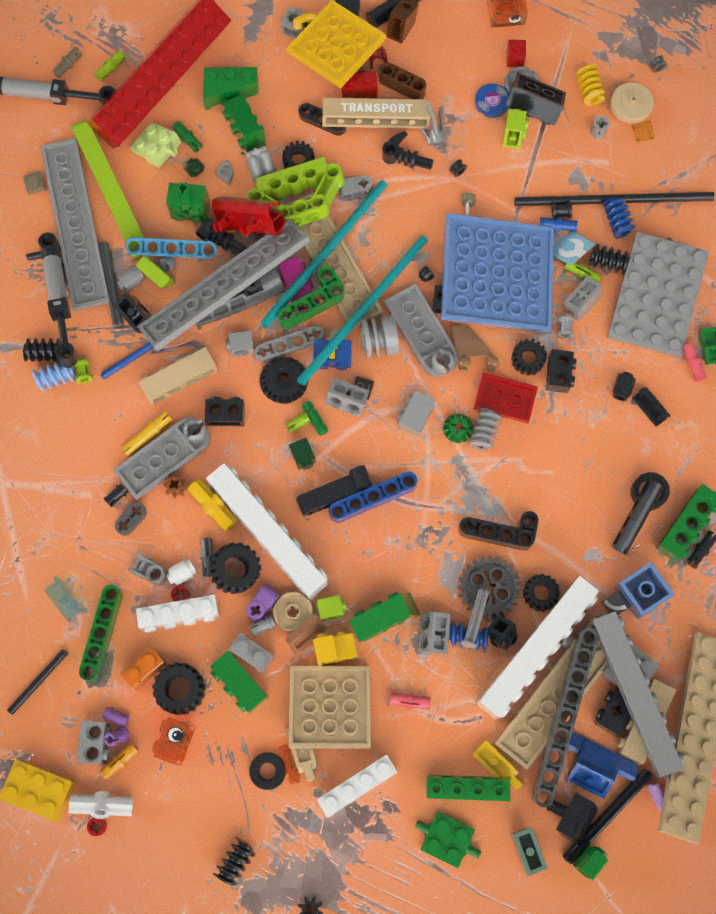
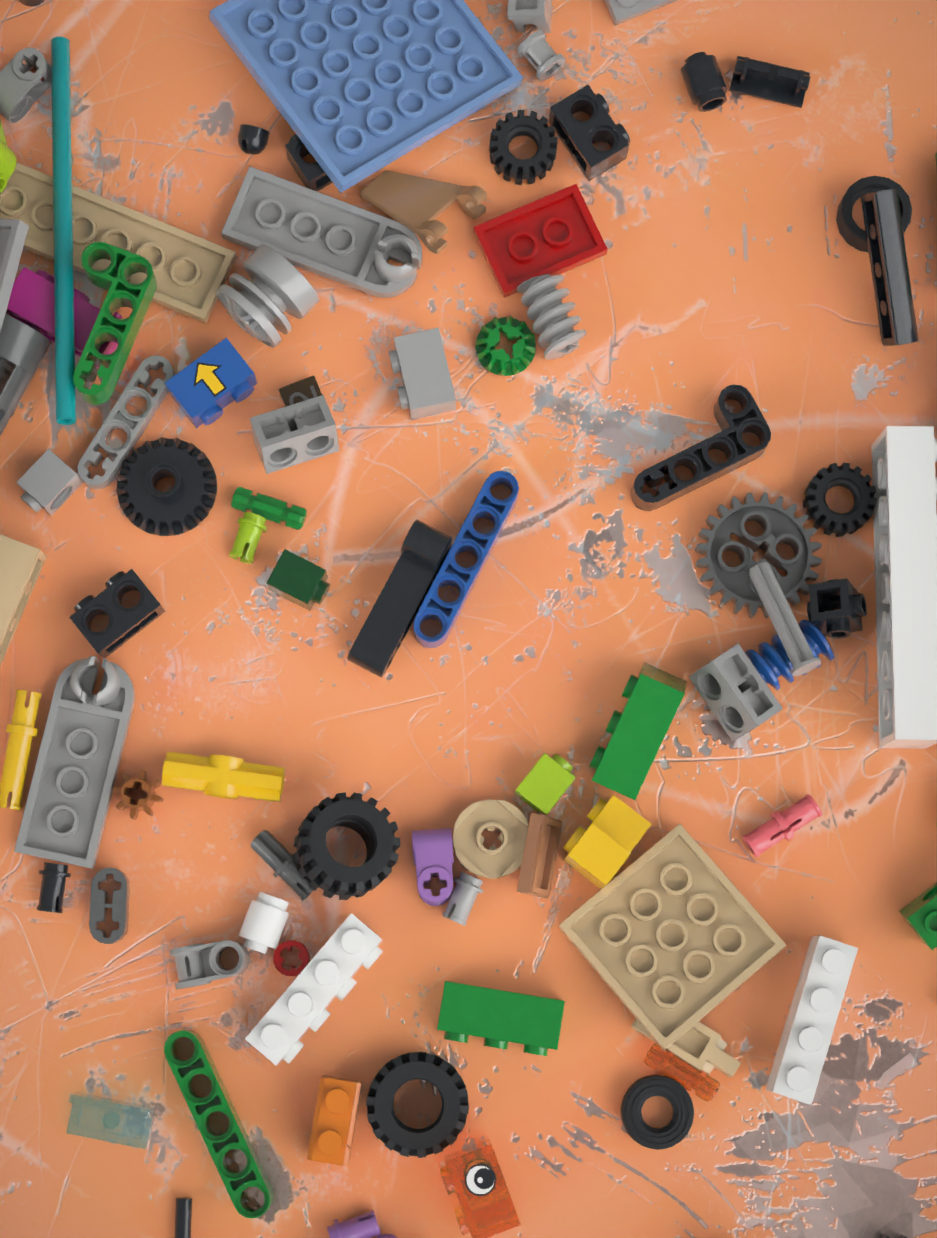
camera: 45 degrees left, 5 degrees up
(251, 653) = (484, 955): light grey brick -> none
(267, 532) = (348, 747): white brick -> none
(362, 310) = (202, 276): teal piece -> none

